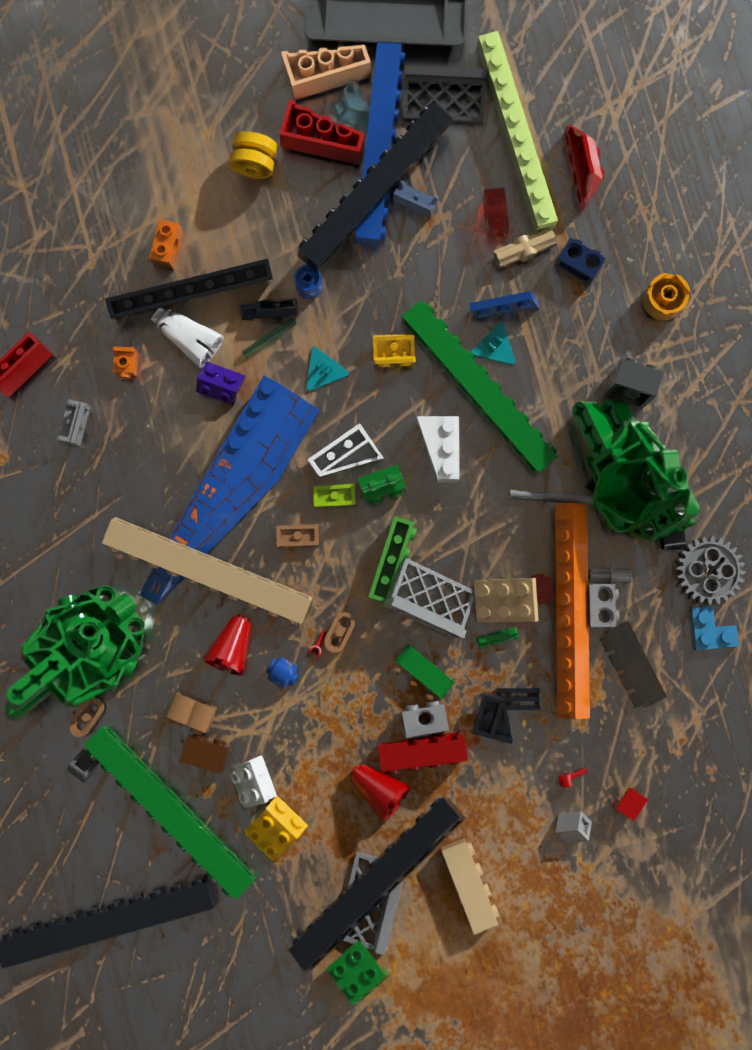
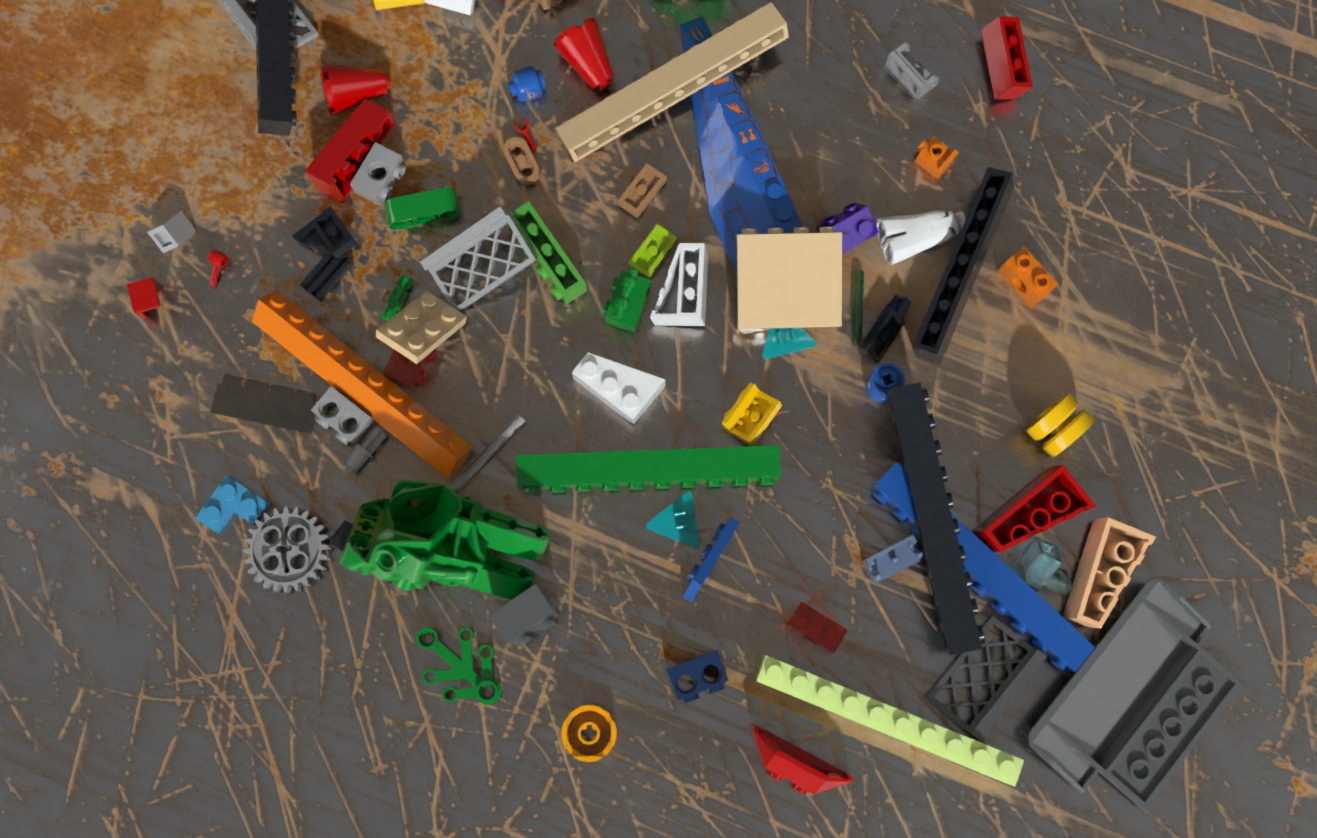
camera: 125 degrees right, 5 degrees down
(288, 388) = (789, 278): none -> tan panel
(469, 885) = (203, 102): tan brick -> none
(524, 248) = (755, 629): tan piece -> none
(691, 405) = (462, 668): none -> green plant

